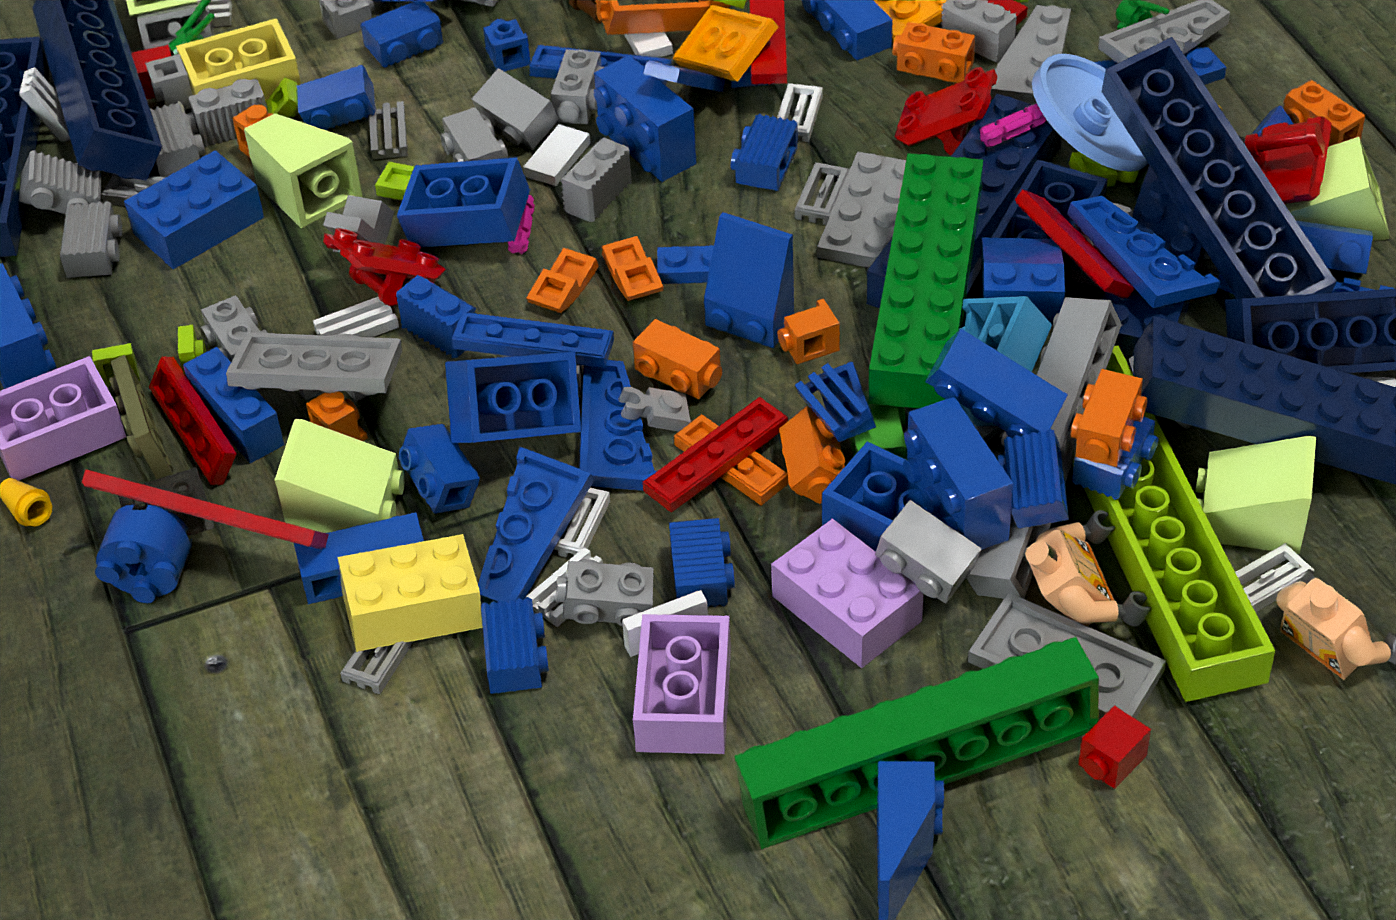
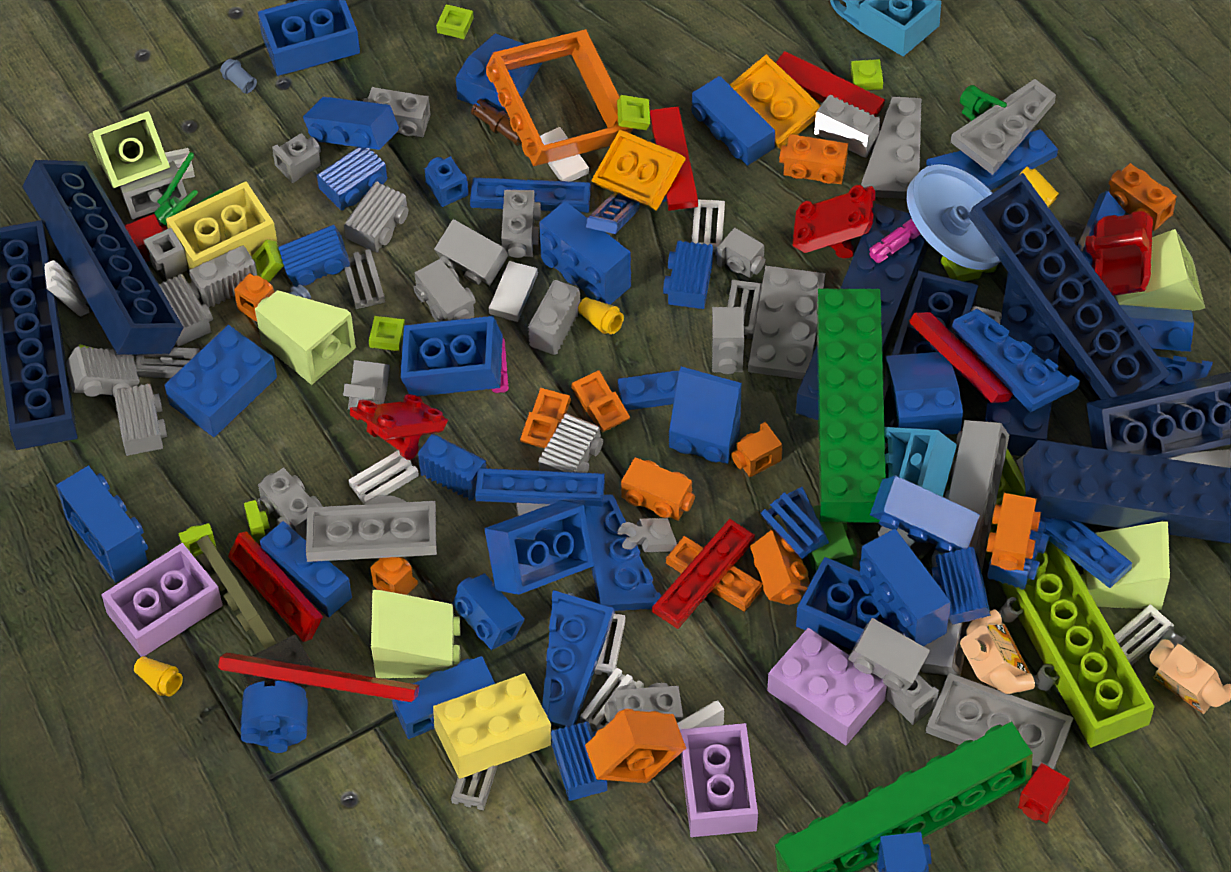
camera: 10 degrees left, 10 degrees up
(418, 71) = (376, 217): none -> light grey brick
(580, 627) = (635, 746): none -> orange brick
(586, 303) = (571, 446): none -> light grey brick
(654, 184) = (601, 315): none -> yellow cone
(698, 559) = (708, 671): blue brick -> none
(796, 208) = (727, 339): none -> light grey brick
(830, 136) = (741, 253): none -> light grey brick
(957, 621) = (914, 703): none -> light grey brick
(1206, 460) = (1087, 550): none -> blue tile

